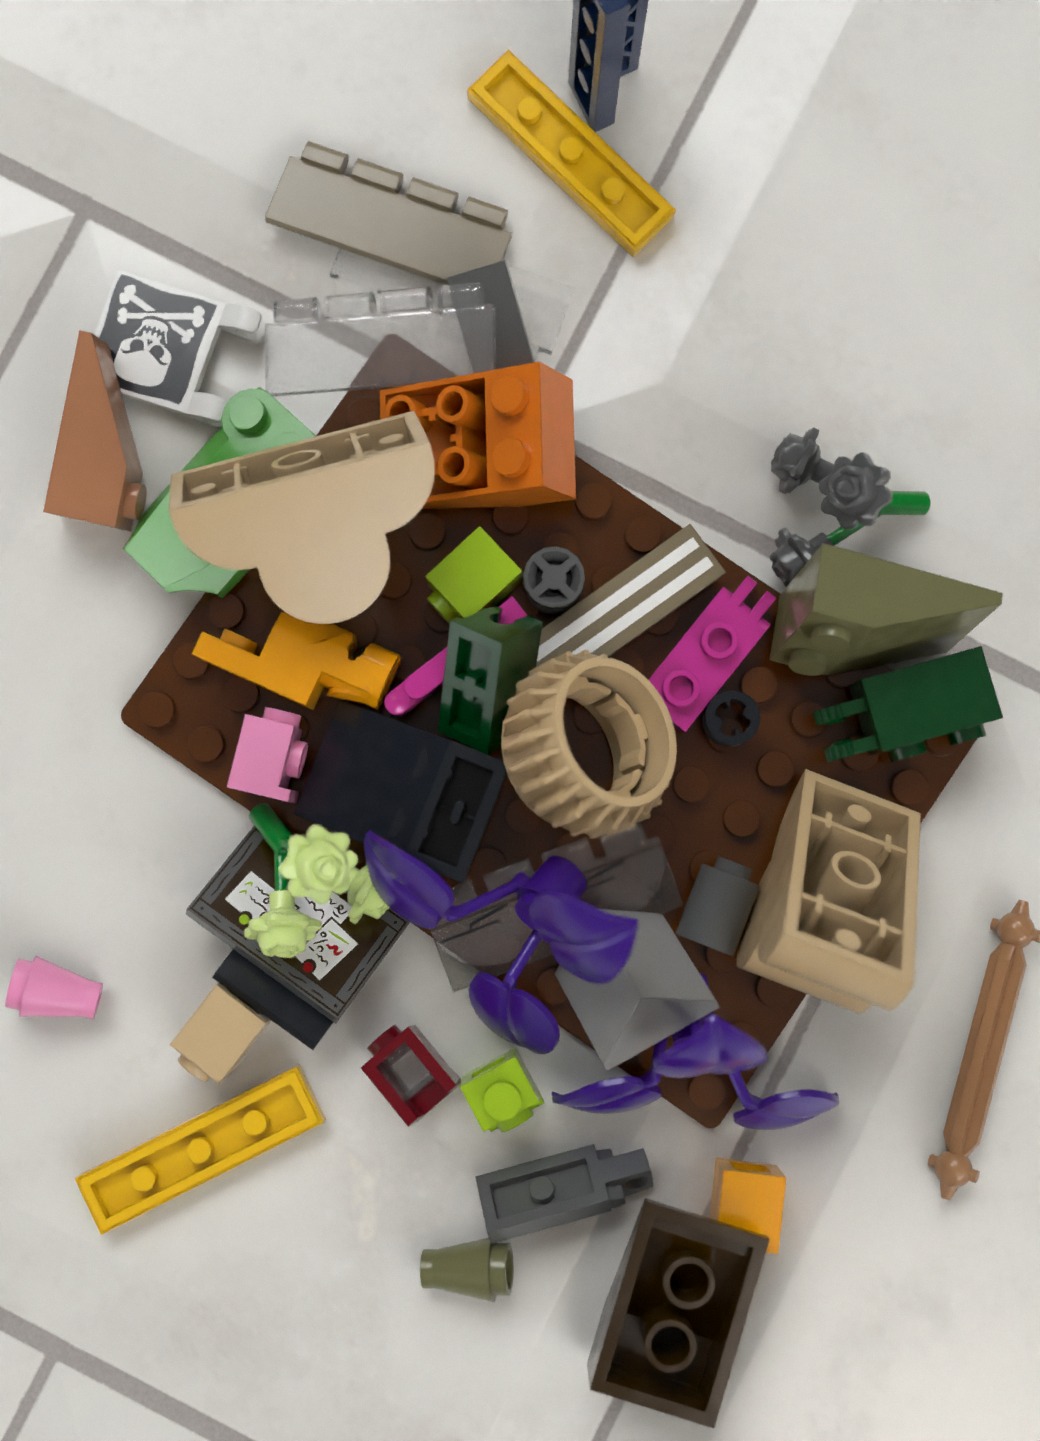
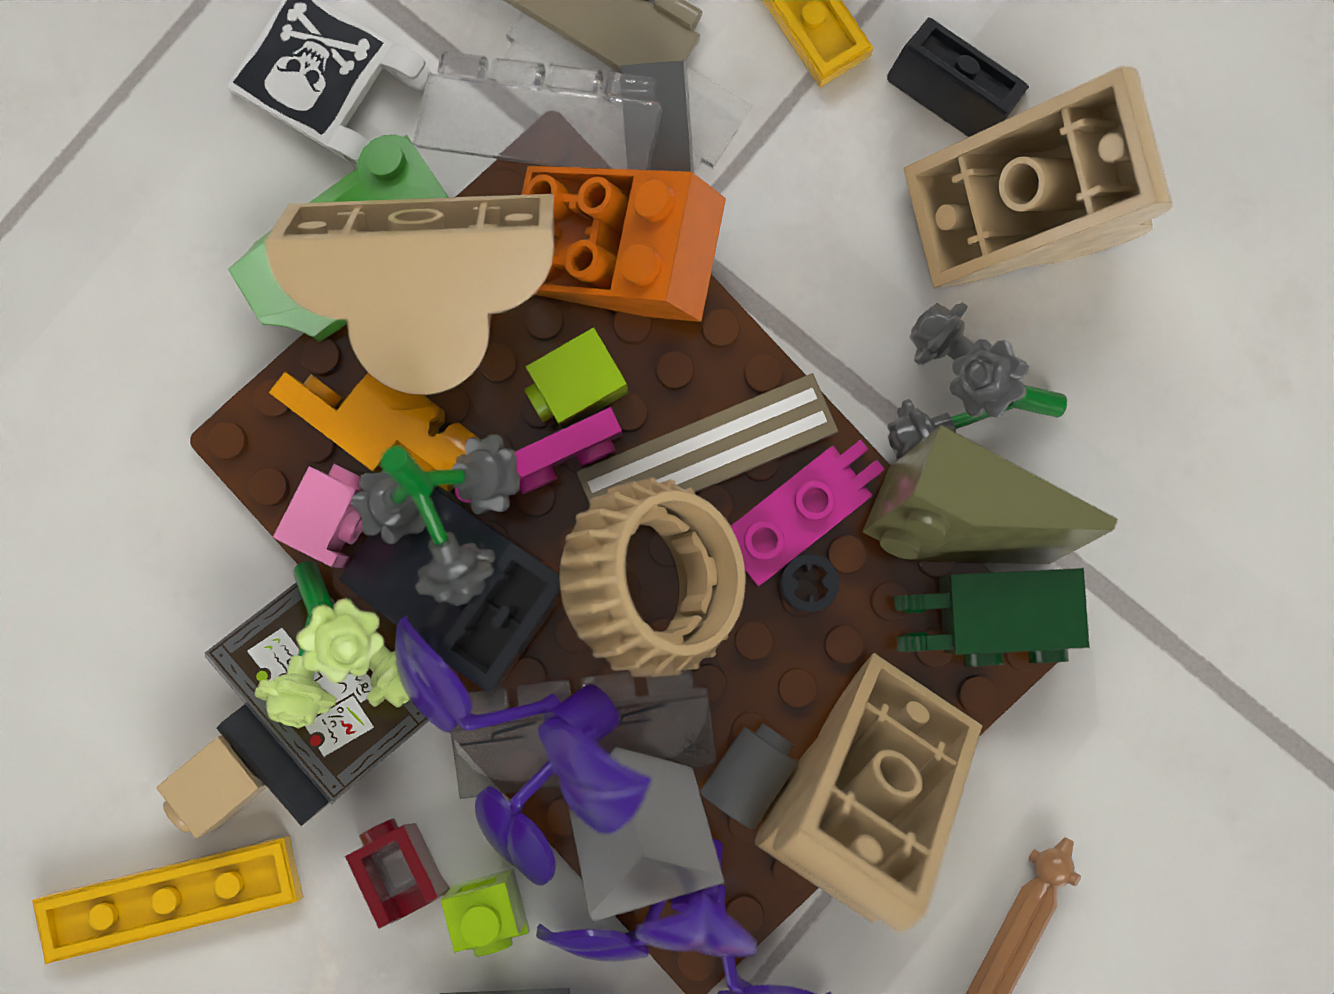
camera: 15 degrees right, 0 degrees up
(51, 991) = (52, 703): bright pink cone -> none
(95, 456) = (224, 165): nougat slope -> none
(334, 729) = (400, 505): none -> dark grey plant
(482, 674) = (560, 478): dark green hinge -> none
(554, 565) = (654, 390): dark grey wheel -> none
(759, 224) = (955, 79): none -> black slope
(862, 302) = (1042, 184): none -> tan brick

